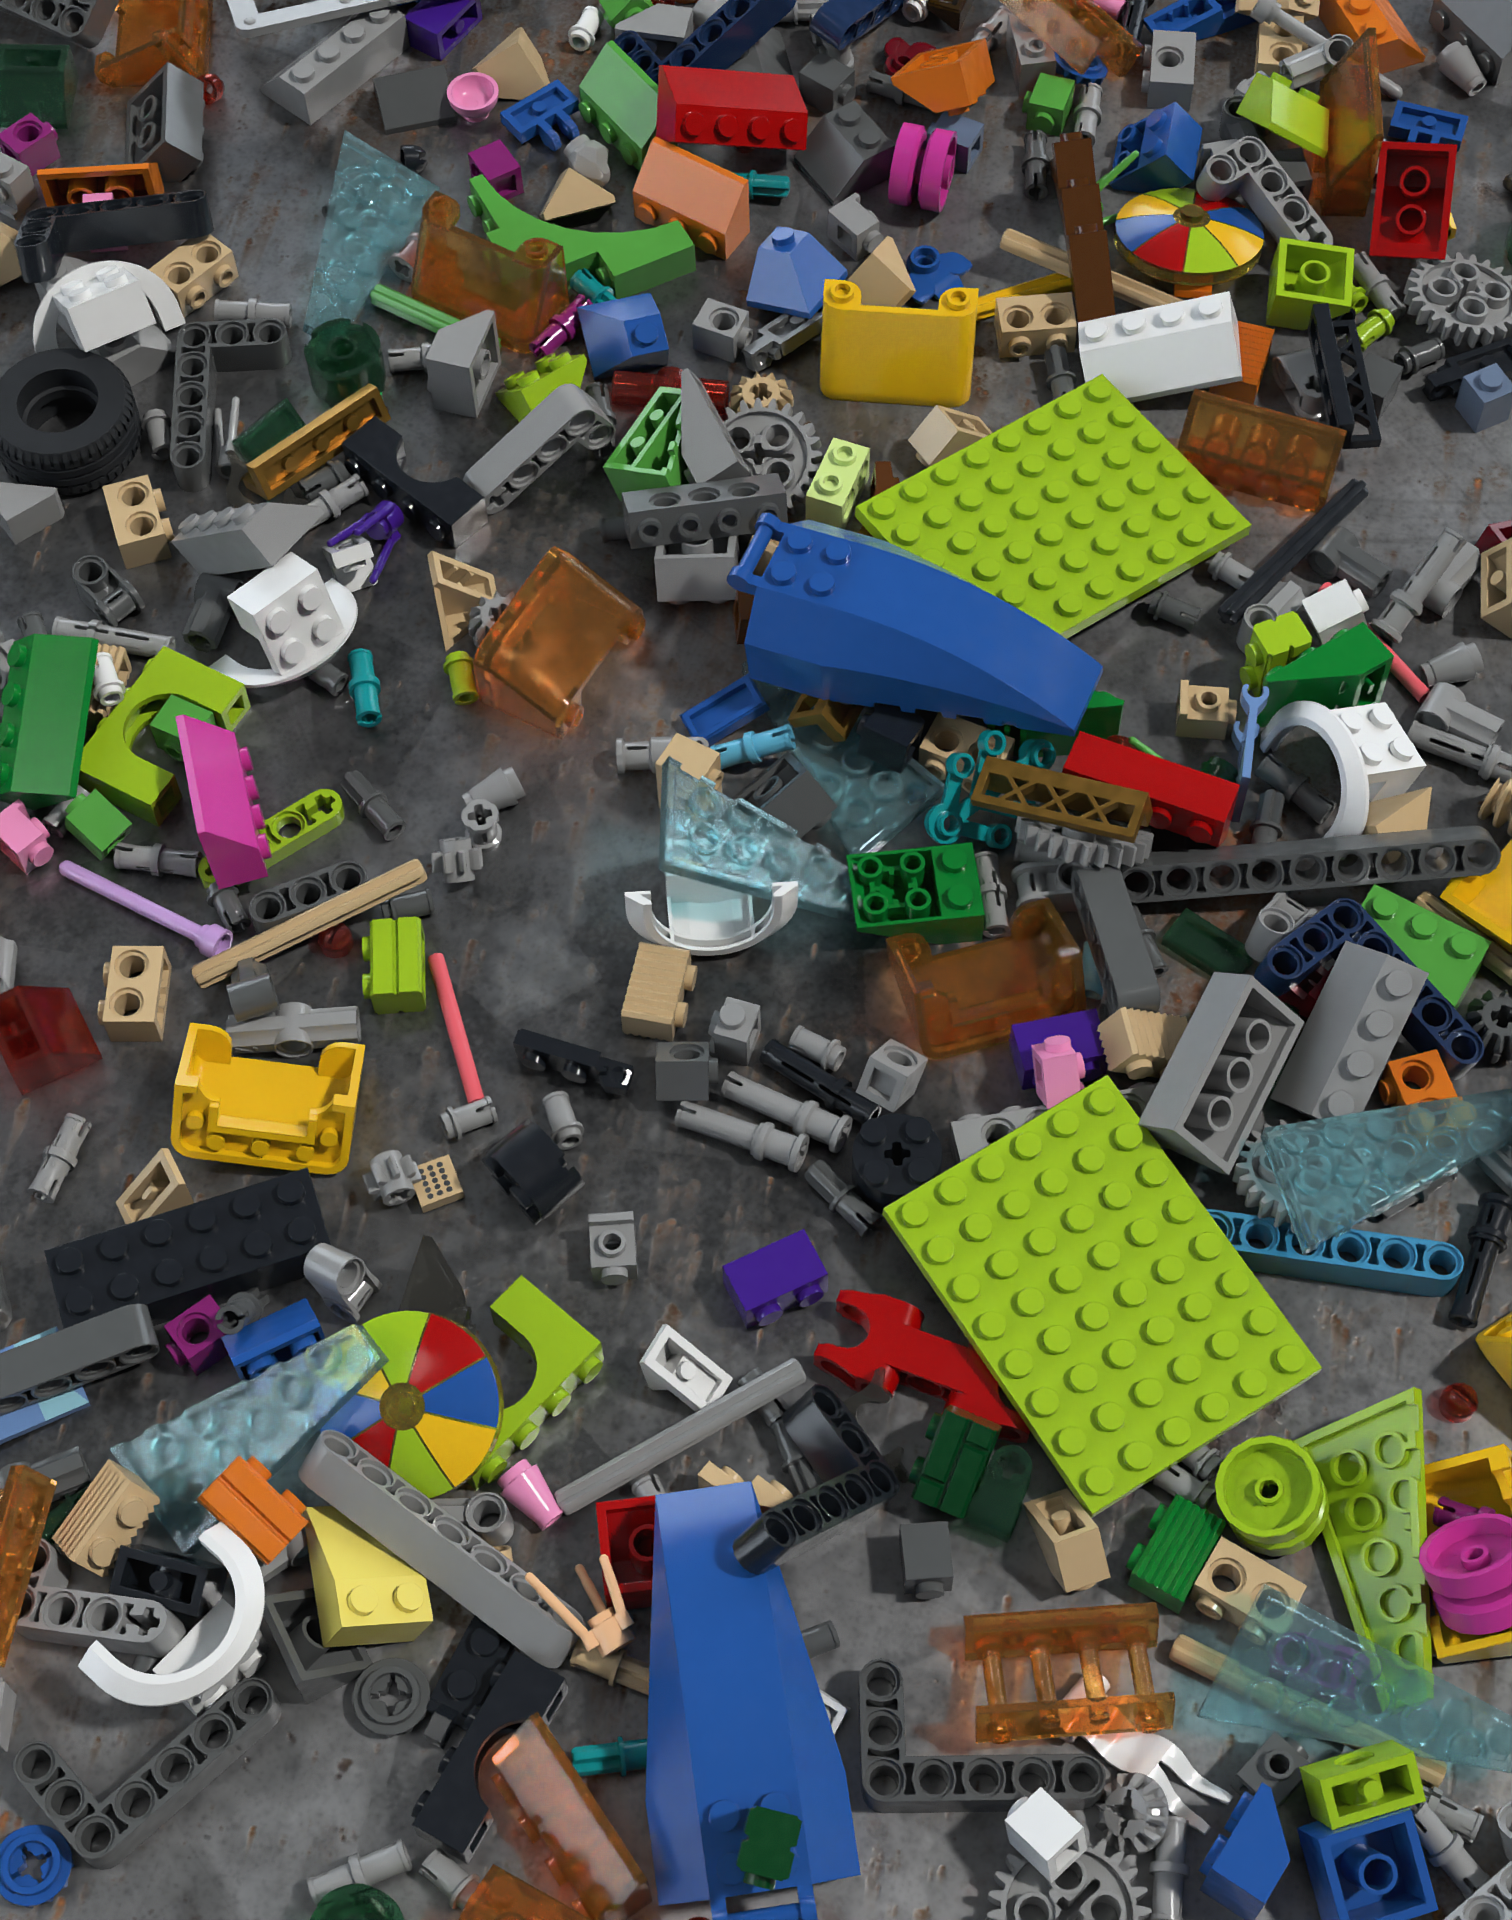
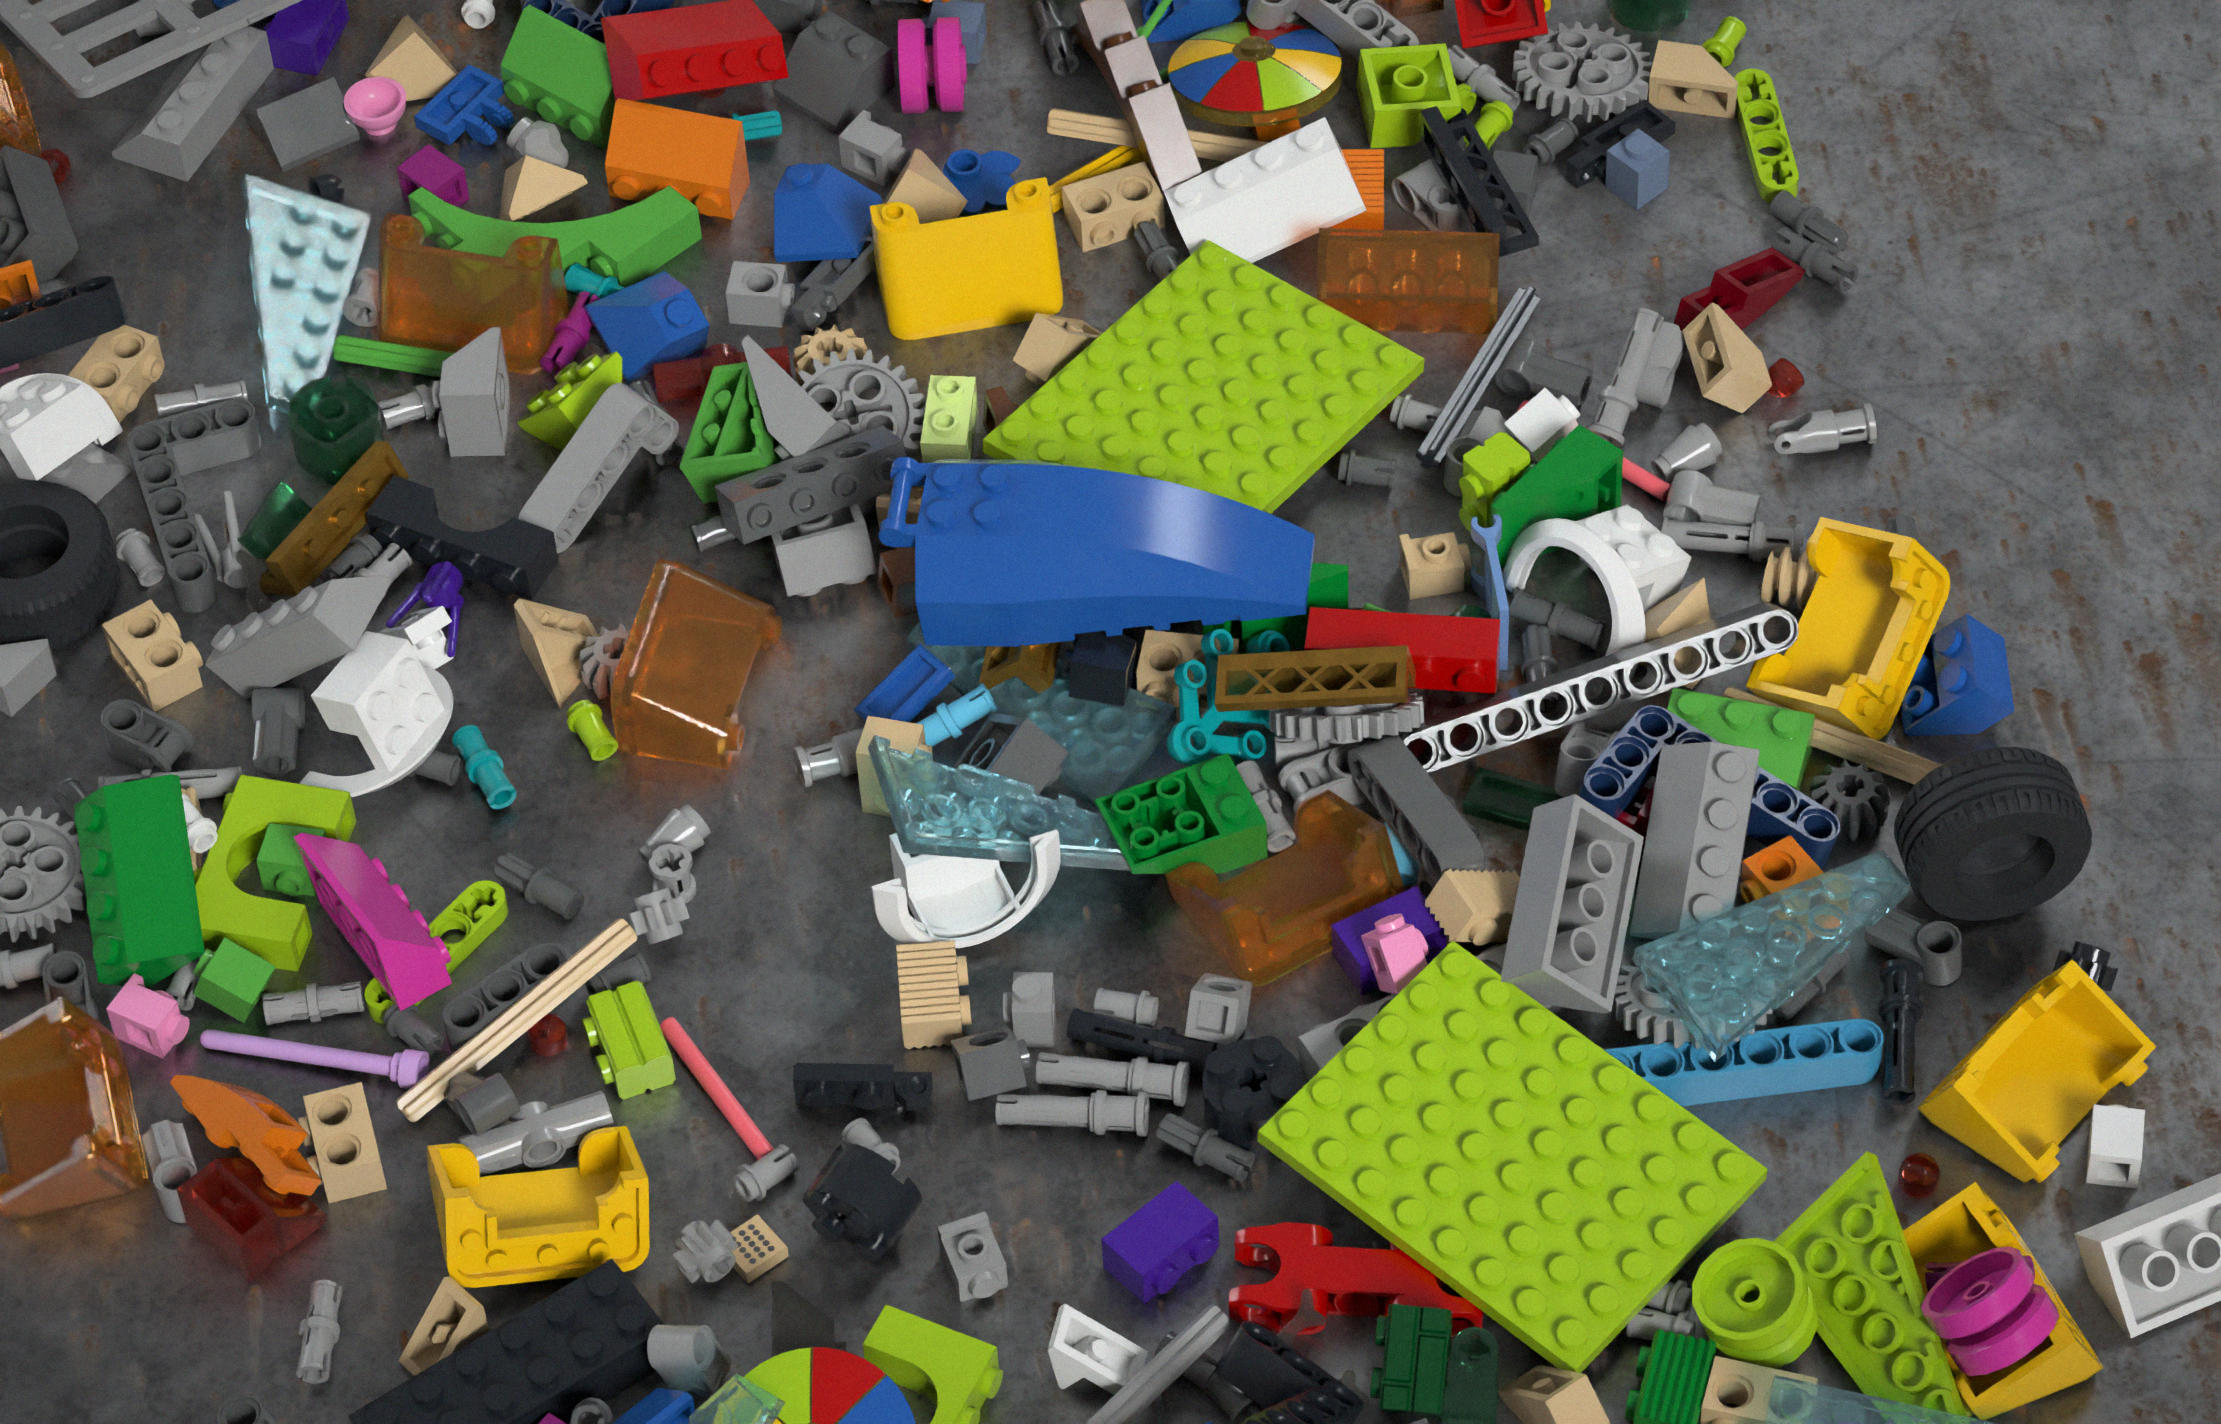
camera: 15 degrees left, 10 degrees down
(68, 963) = (255, 1125): none -> orange slope

